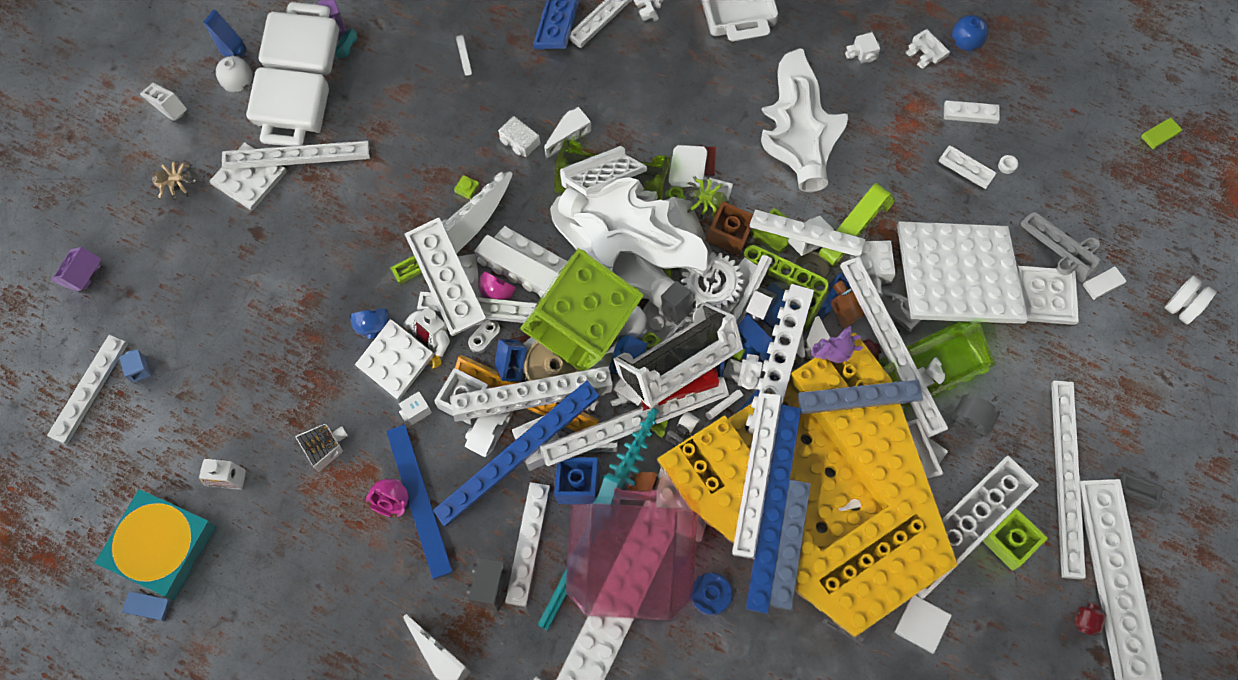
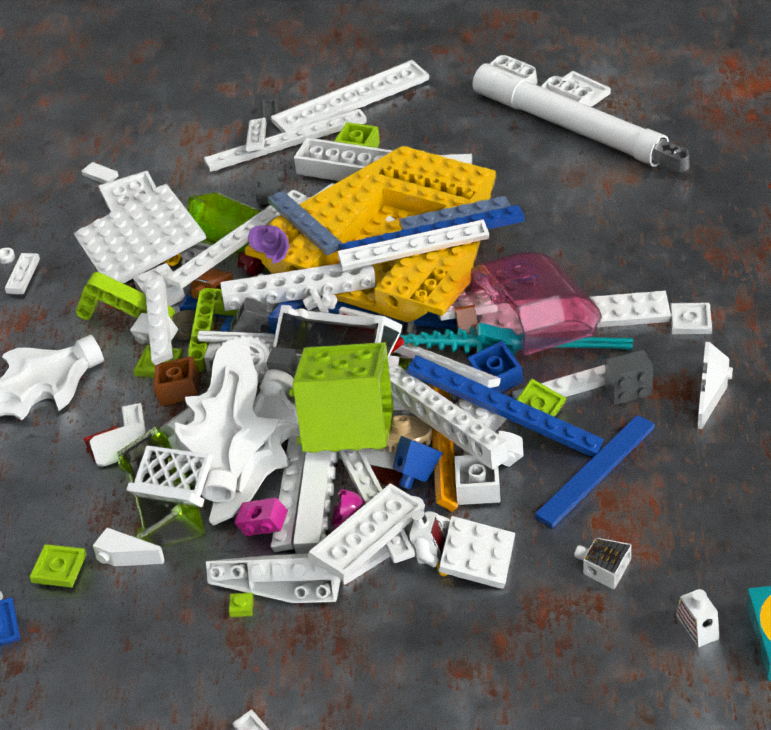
camera: 115 degrees left, 25 degrees down
(369, 322) = (450, 590): blue cylinder -> none
(388, 497) = (610, 482): dark pink cylinder -> none
(408, 273) = (363, 603): lime tile -> none
(414, 408) = (514, 512): white brick -> none
(464, 57) = (65, 686): white tile -> none
(516, 494) = (542, 398): none -> lime tile
(519, 137) = (153, 586): white brick -> none
(530, 225) = (261, 516): none -> dark pink brick
(584, 87) = (58, 565): none -> lime plate
(705, 198) = (151, 409): animal -> none
(935, 371) = (234, 225): white tile -> none
(1075, 256) = (82, 186): light grey piece -> none
(1088, 448) = (256, 134): none -> white tile
(1090, 619) = (389, 99): dark red head -> none
(1193, 302) = (95, 122): white wheel -> none

